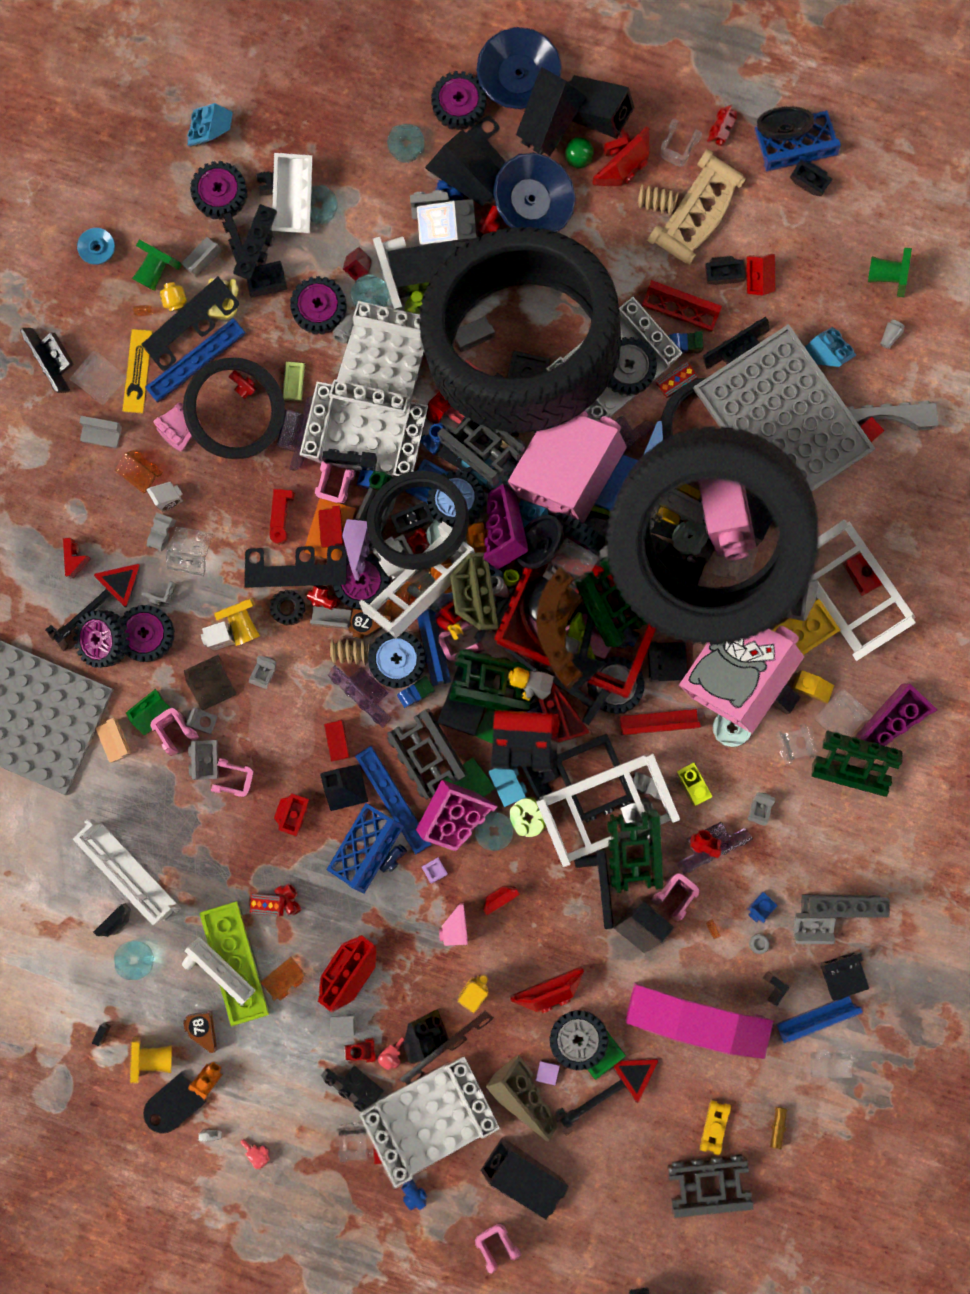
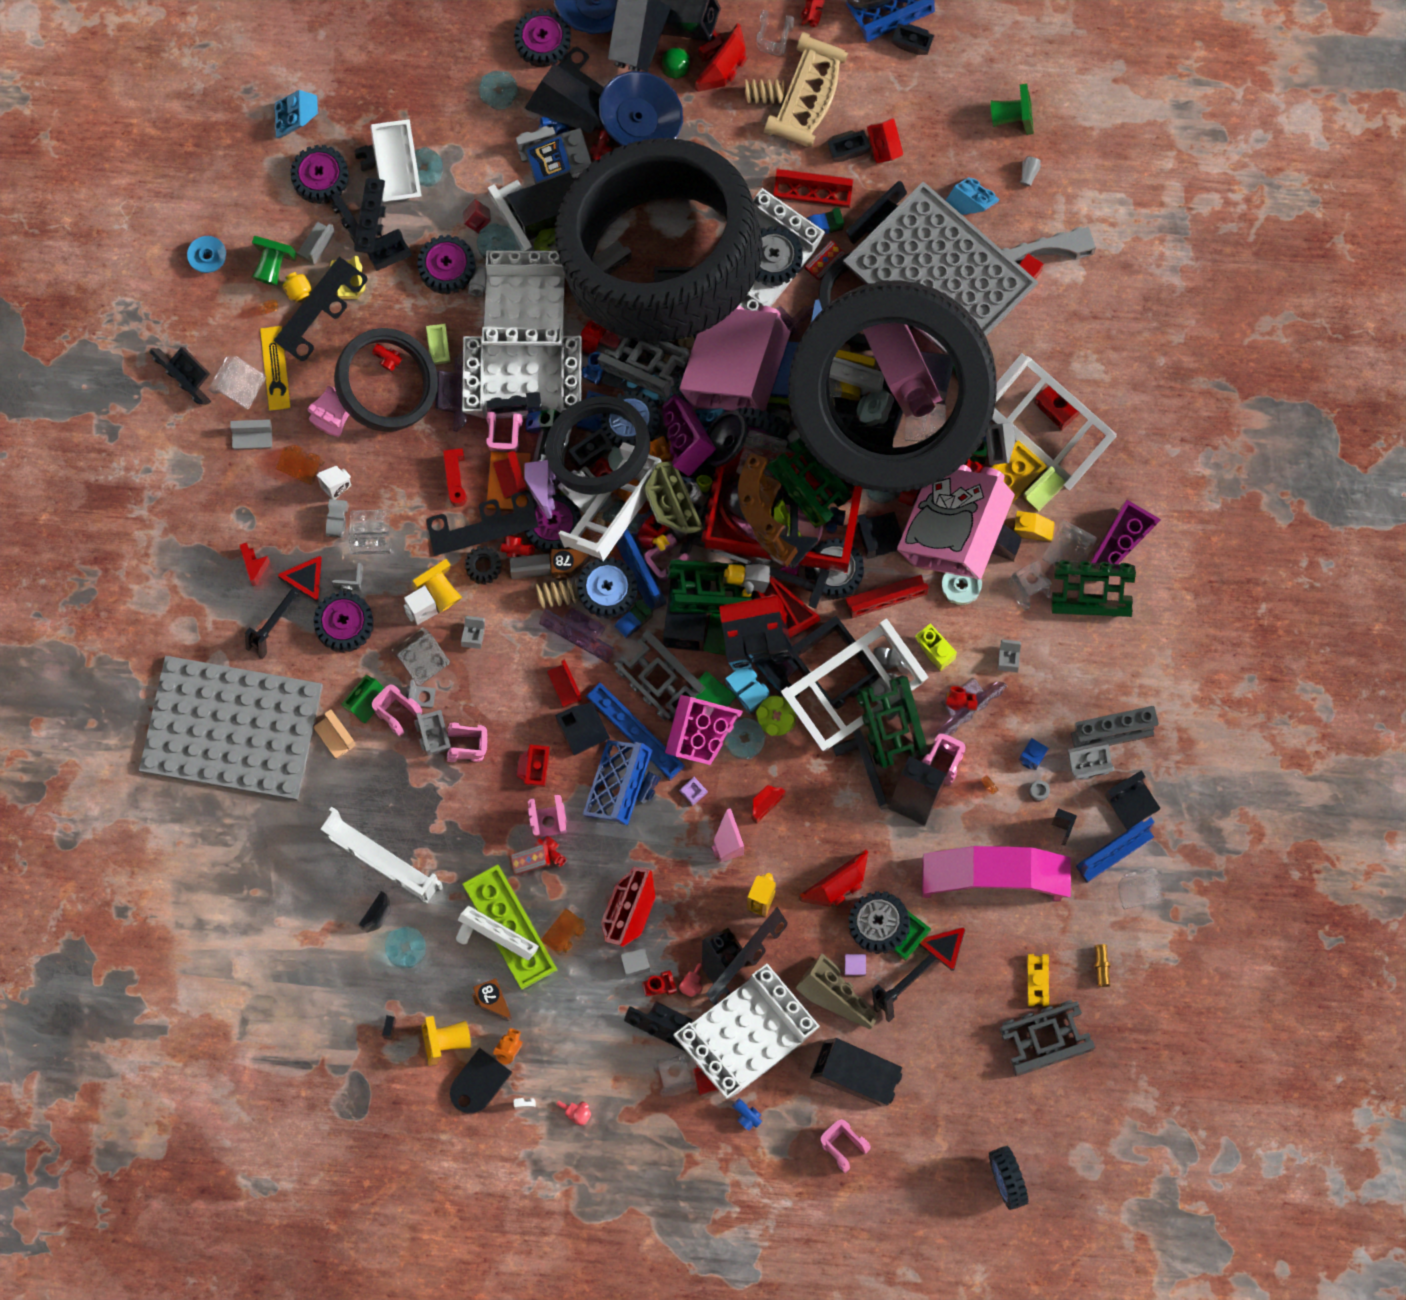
camera: 15 degrees left, 10 degrees down
(101, 638) = (314, 630): wheel -> none
(195, 360) = (332, 345): blue tile -> none
(281, 874) = (537, 816): none -> bright pink piece
(833, 652) = (1044, 489): none -> yellowish green panel

